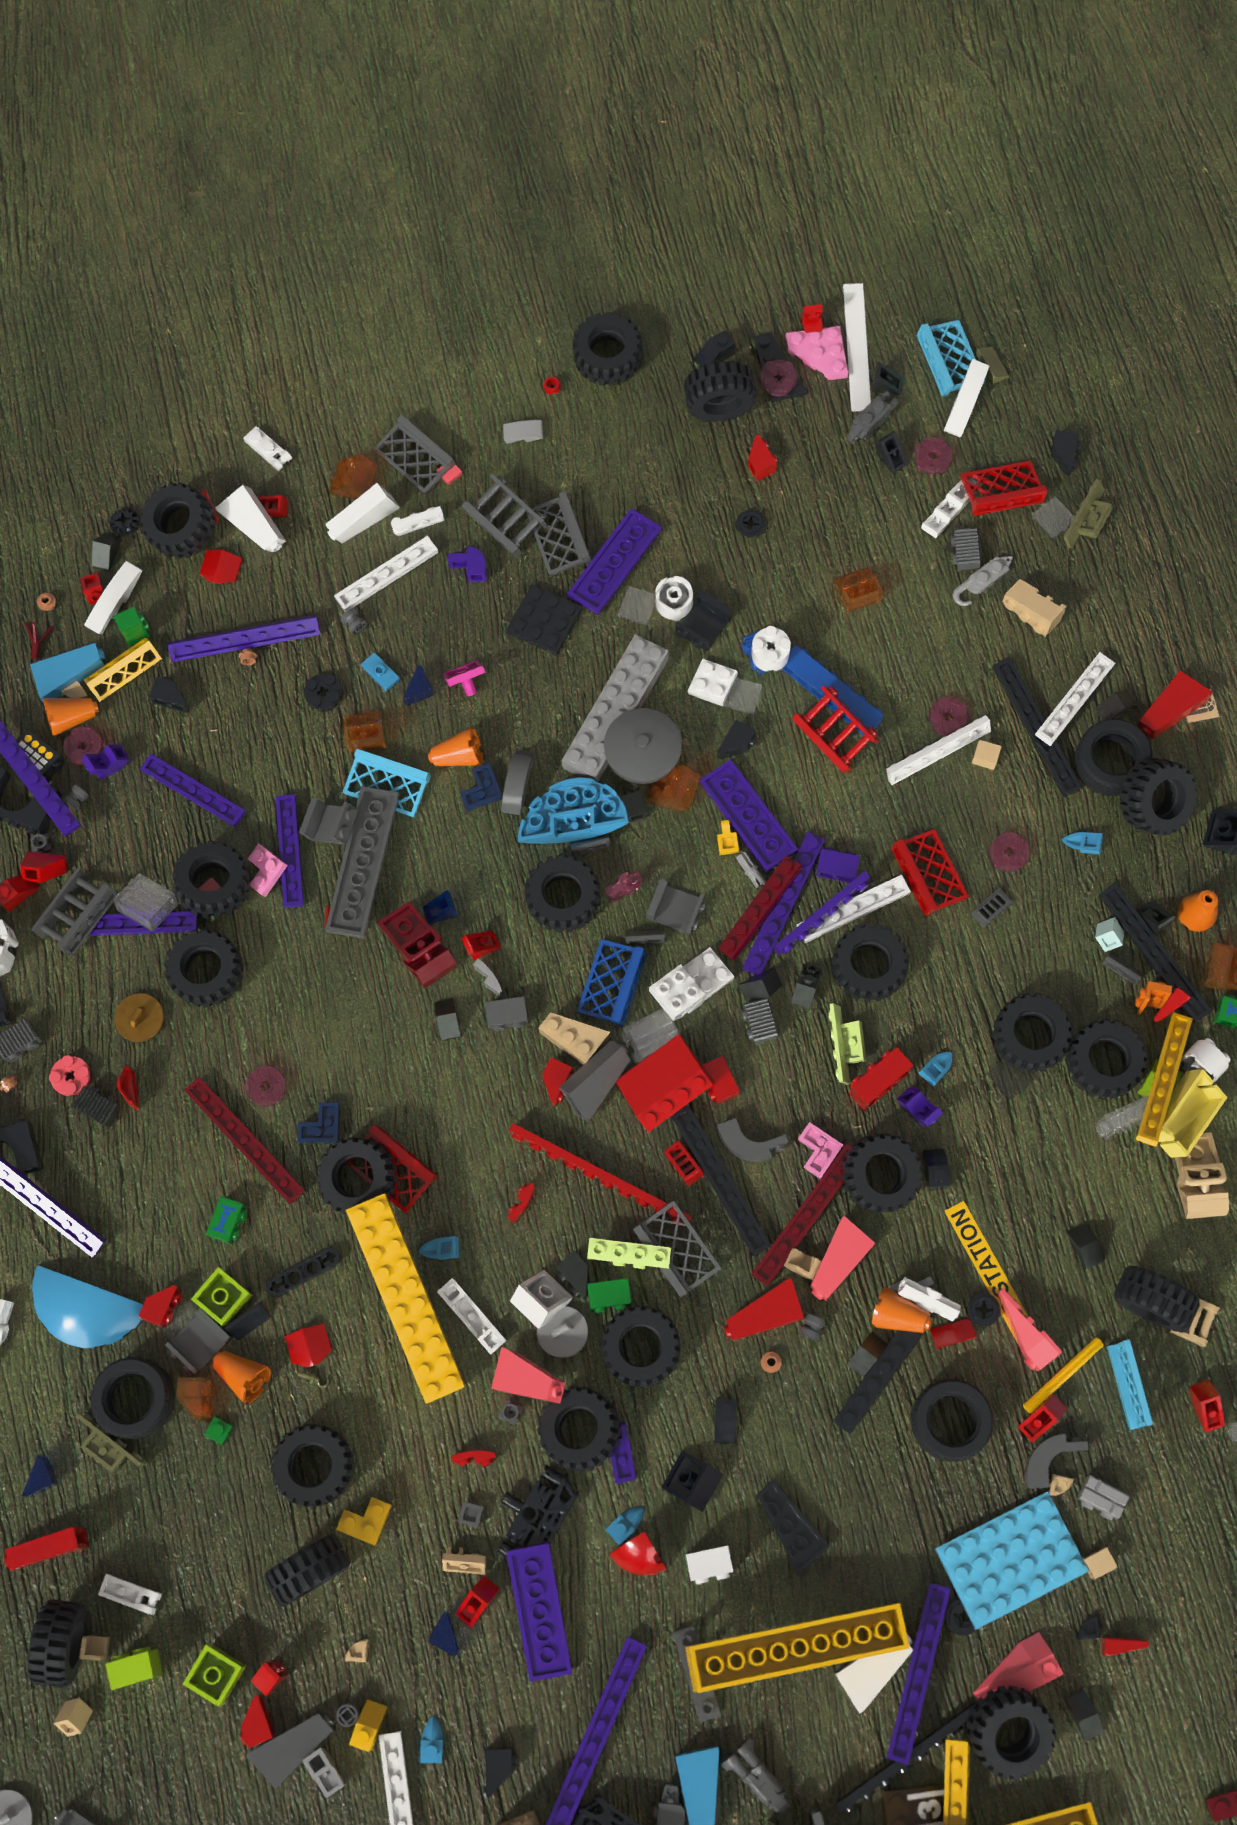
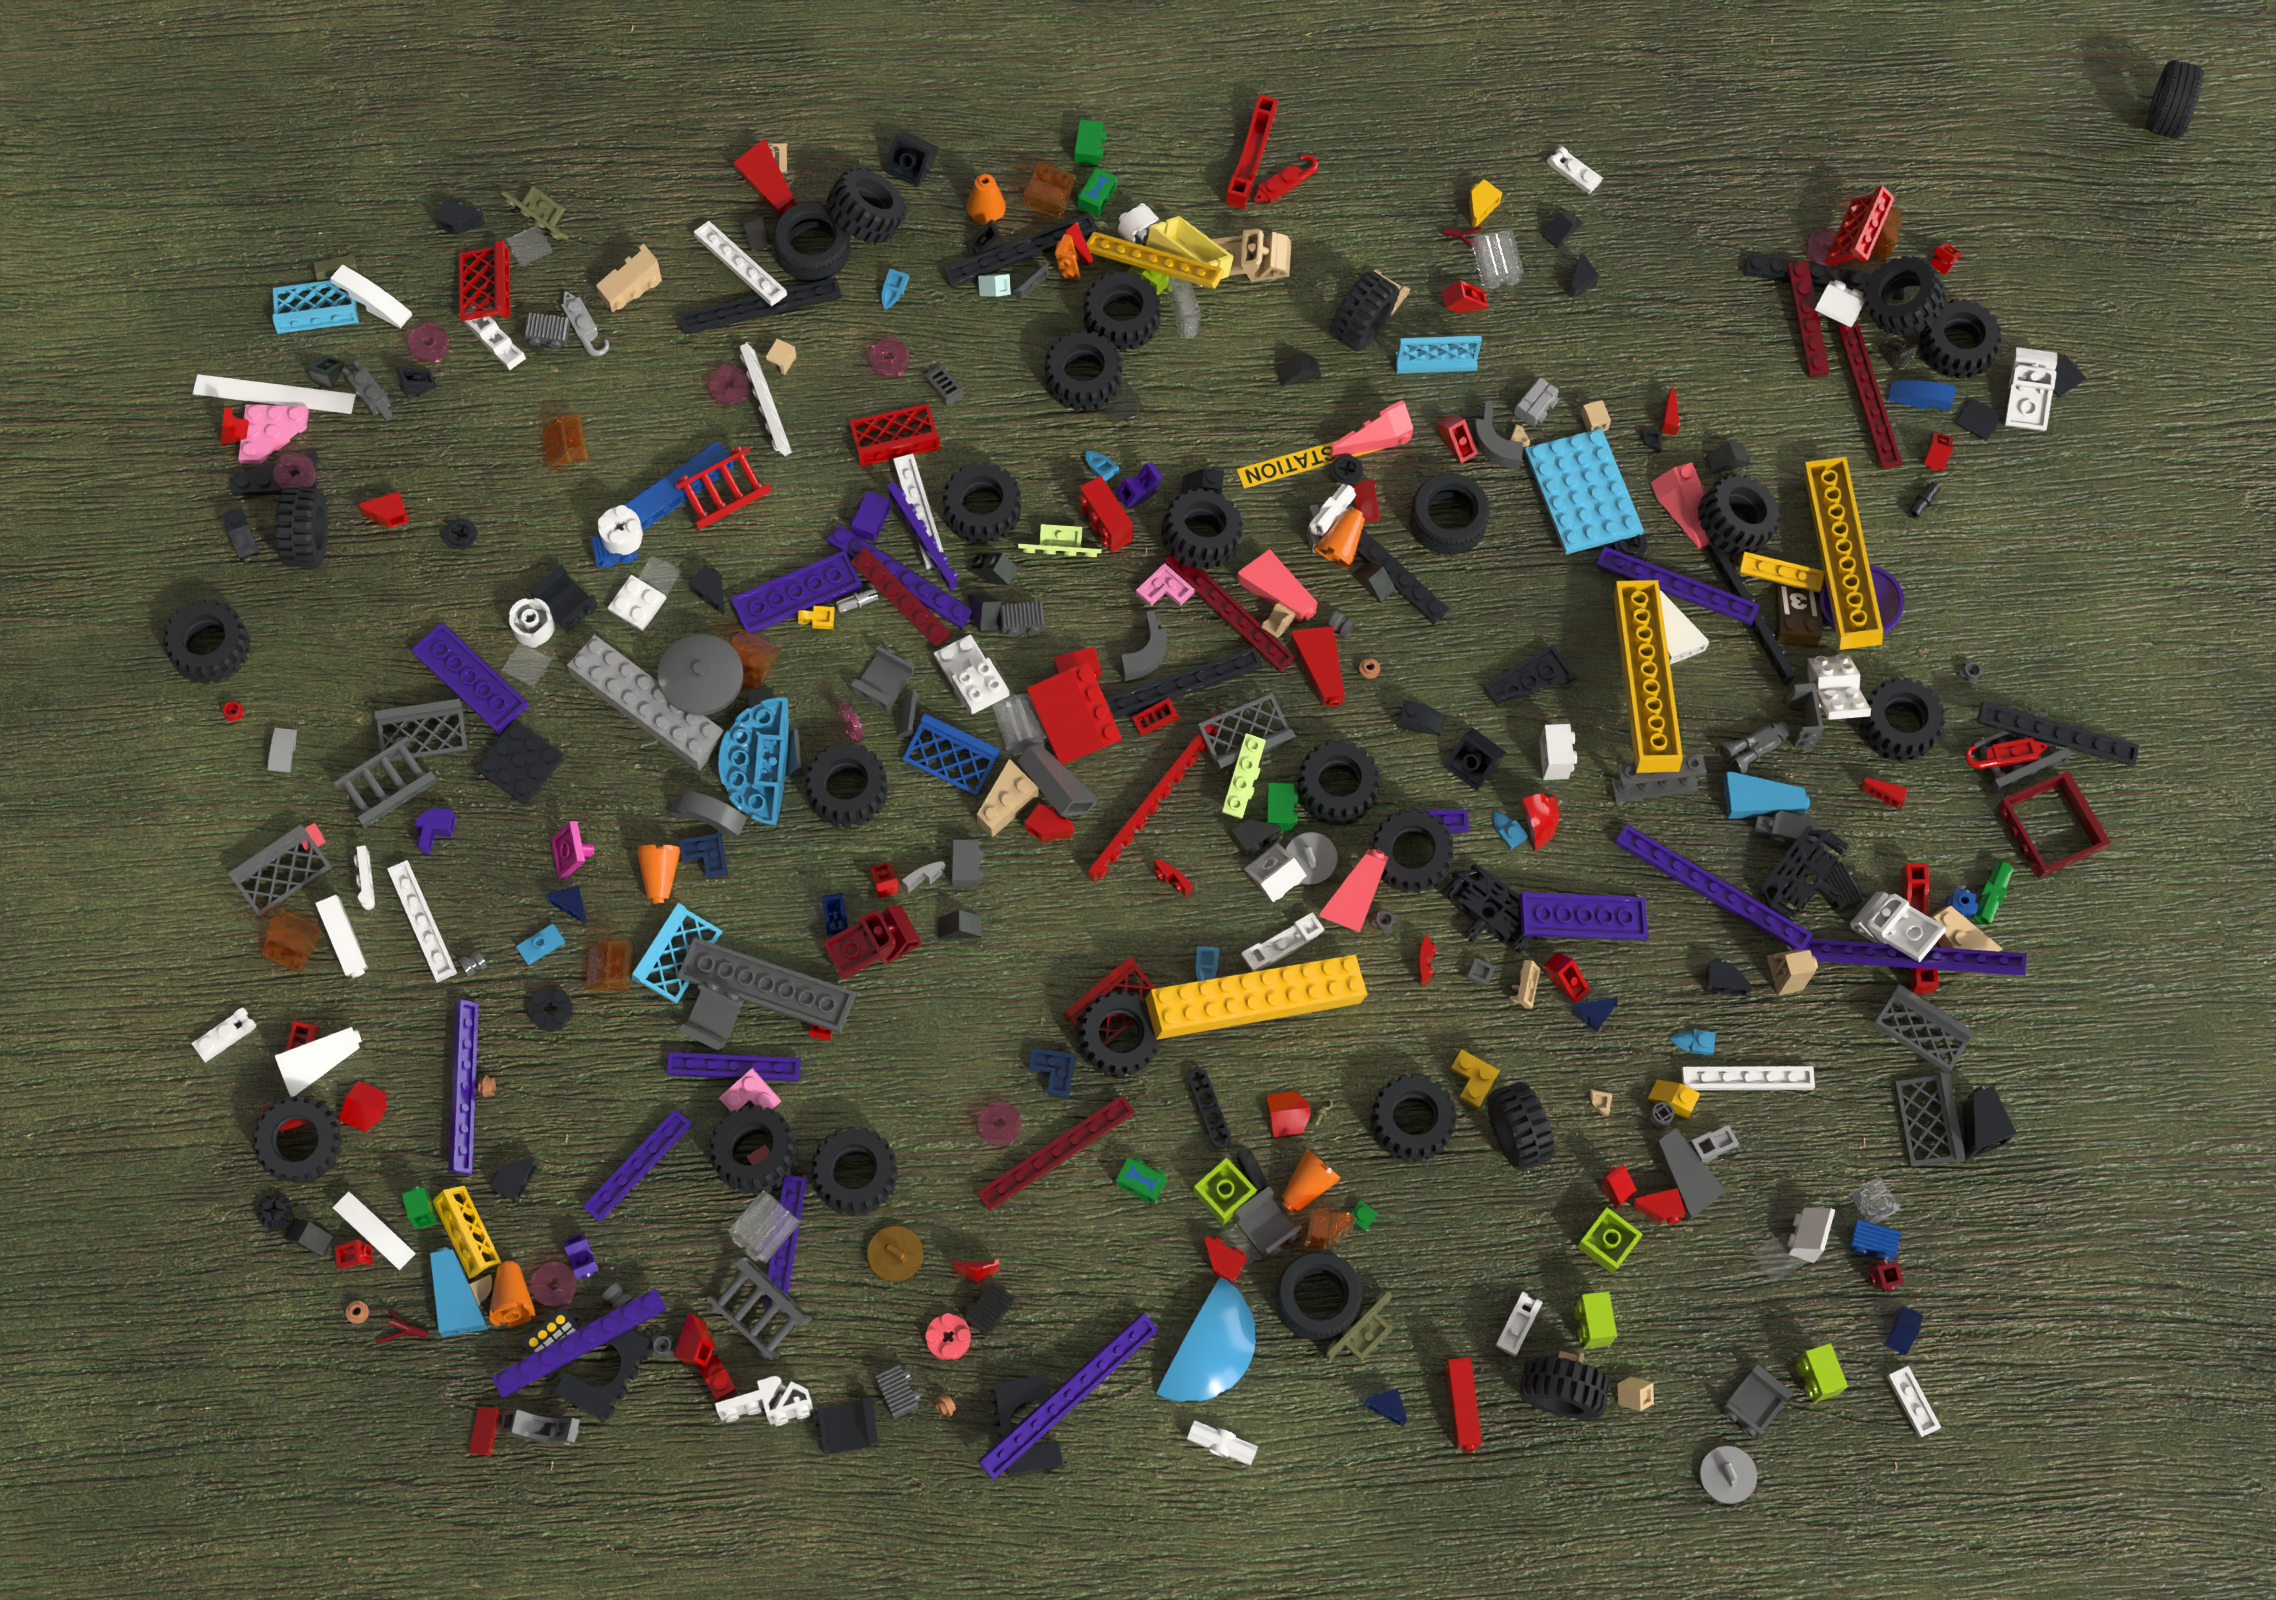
camera: 90 degrees left, 5 degrees down
(1063, 1375) = (1419, 414): yellow axle -> none

